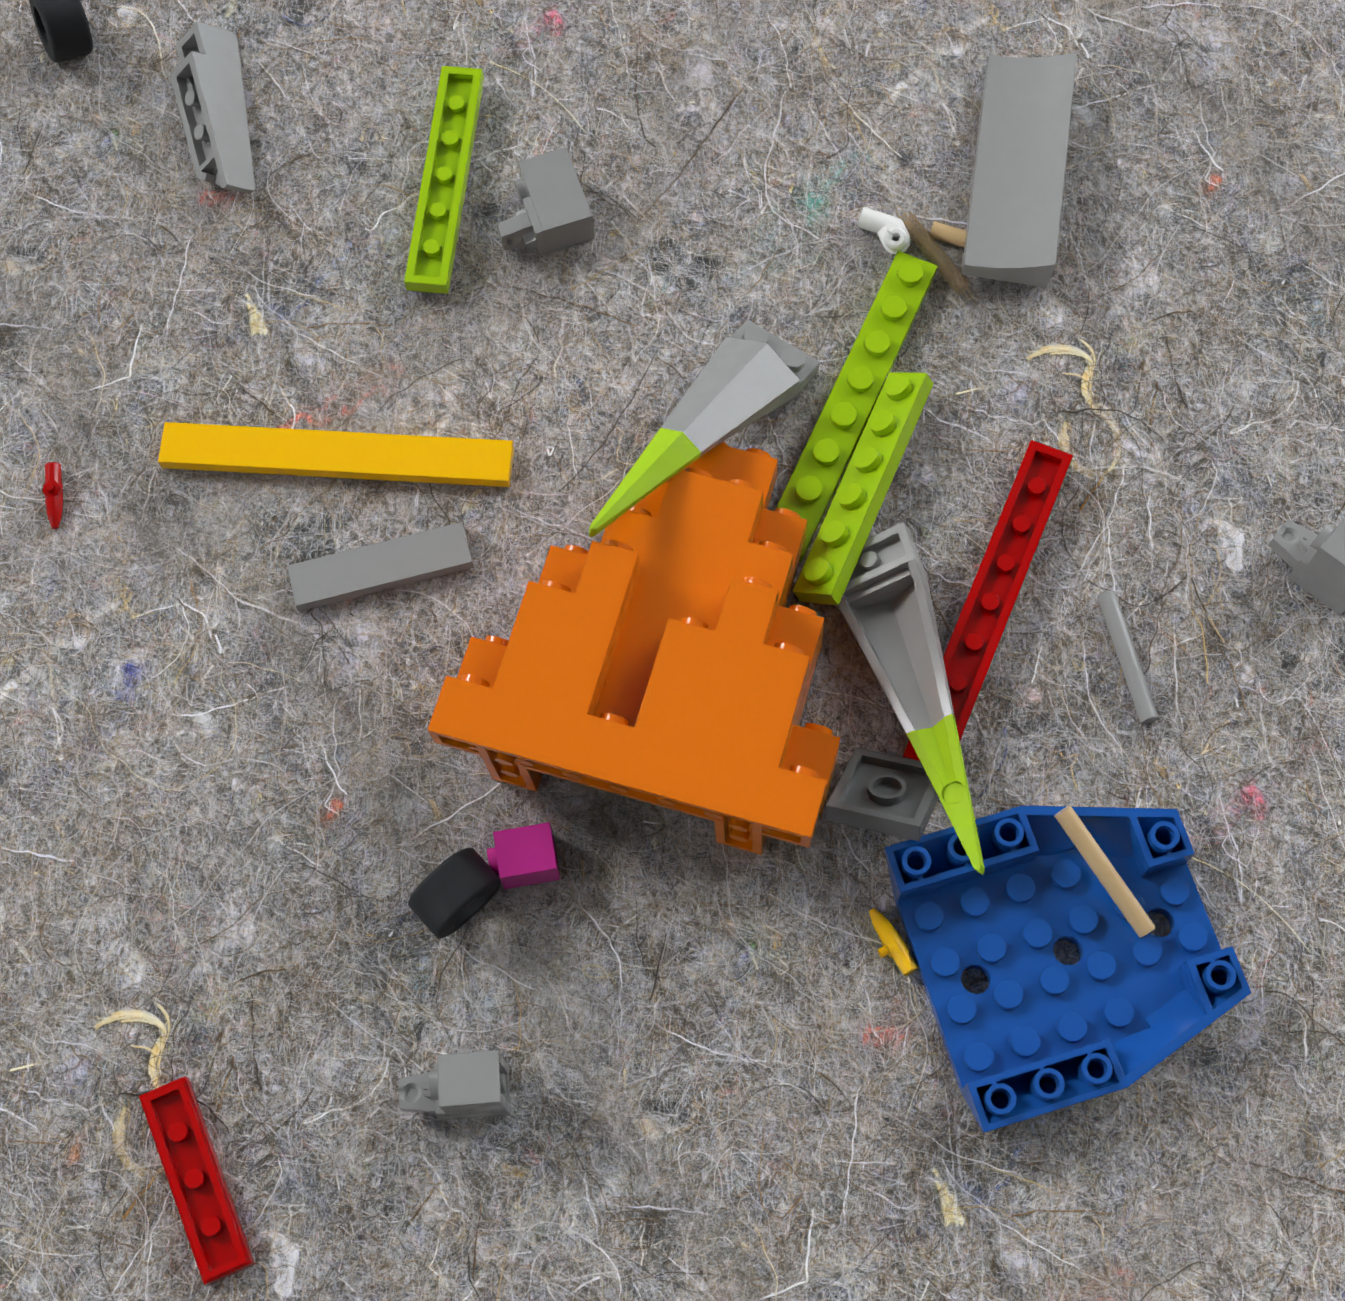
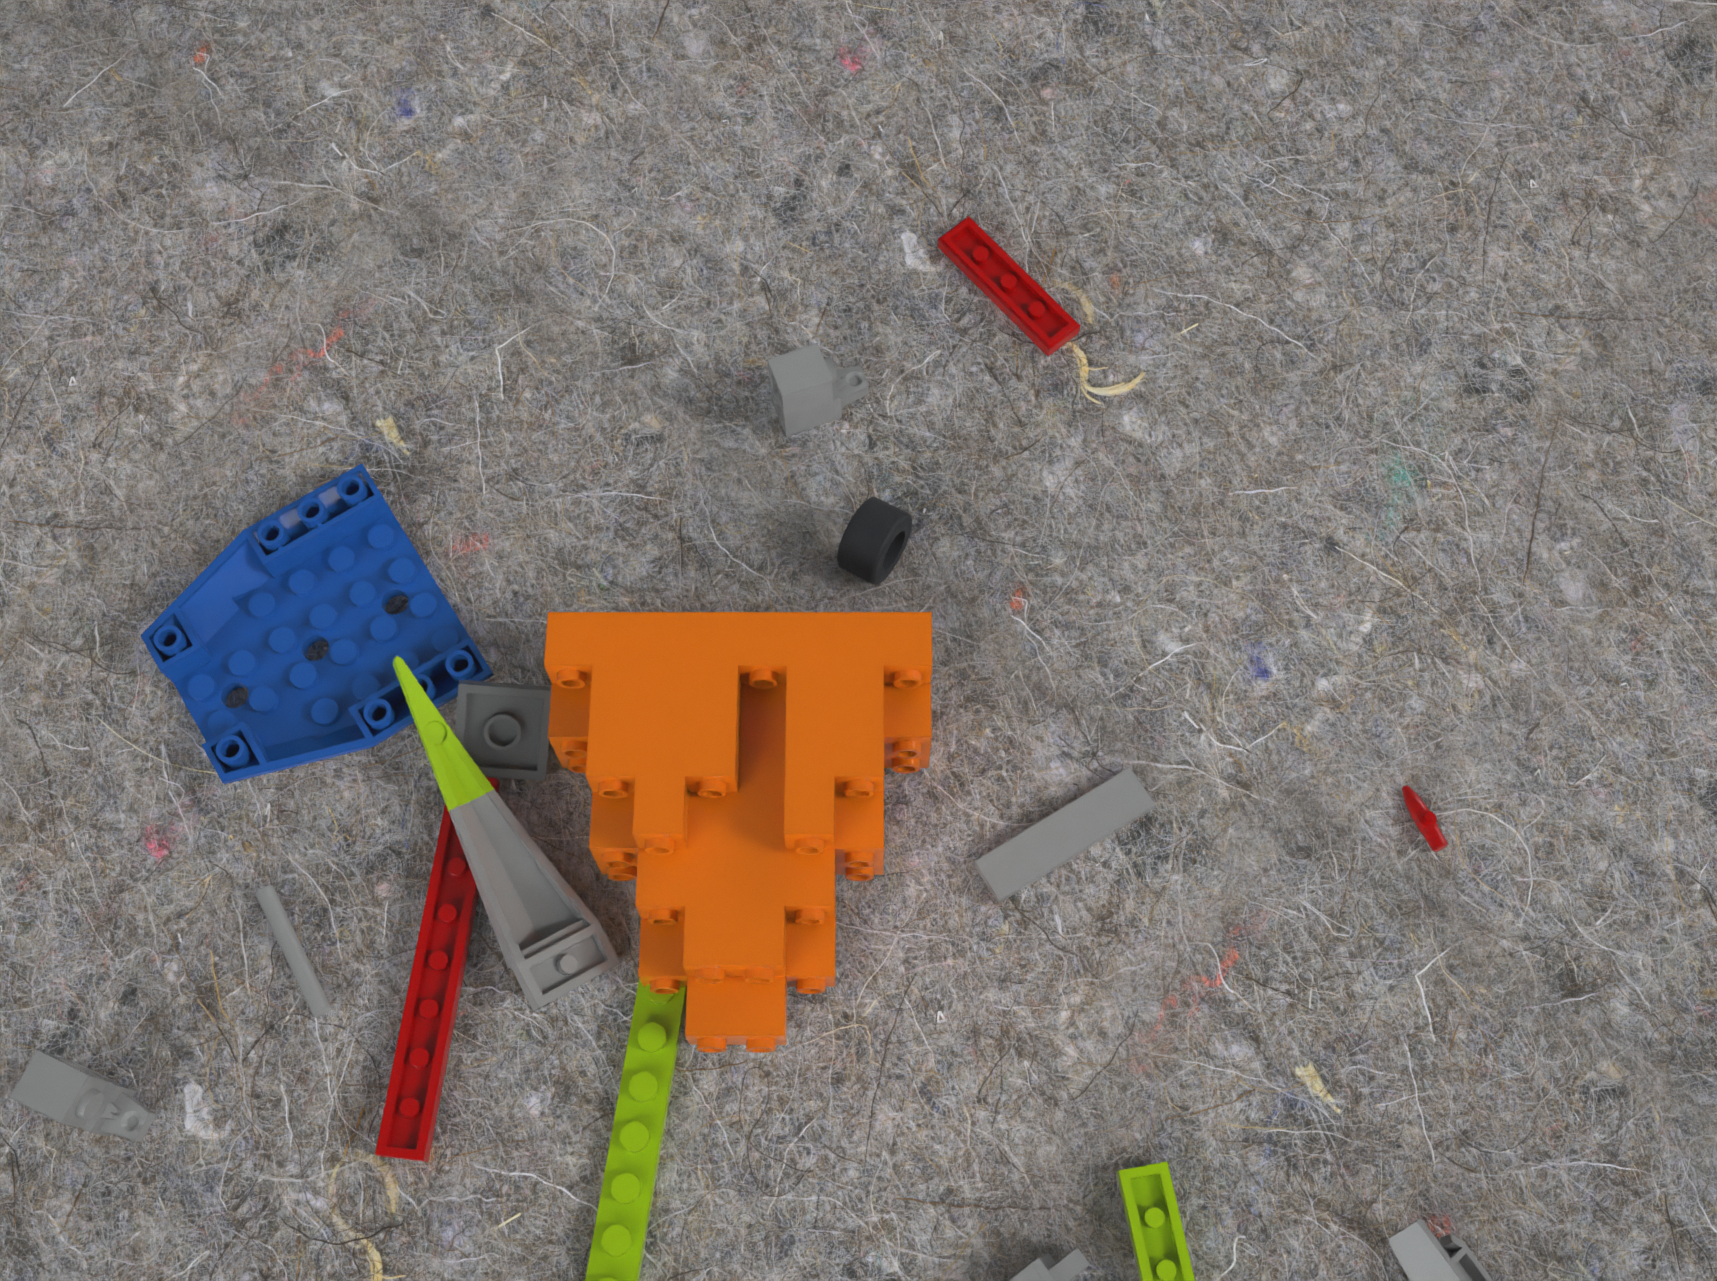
camera: 160 degrees right, 0 degrees up
(336, 454) = (1157, 942): yellow tile -> none
(524, 856) = (825, 588): dark pink brick -> none
(737, 386) = (749, 1129): light grey plate -> none
(863, 488) = (592, 1057): lime plate -> none
(892, 943) = (476, 617): yellow helmet -> none
(1105, 871) = (286, 709): tan bar -> none

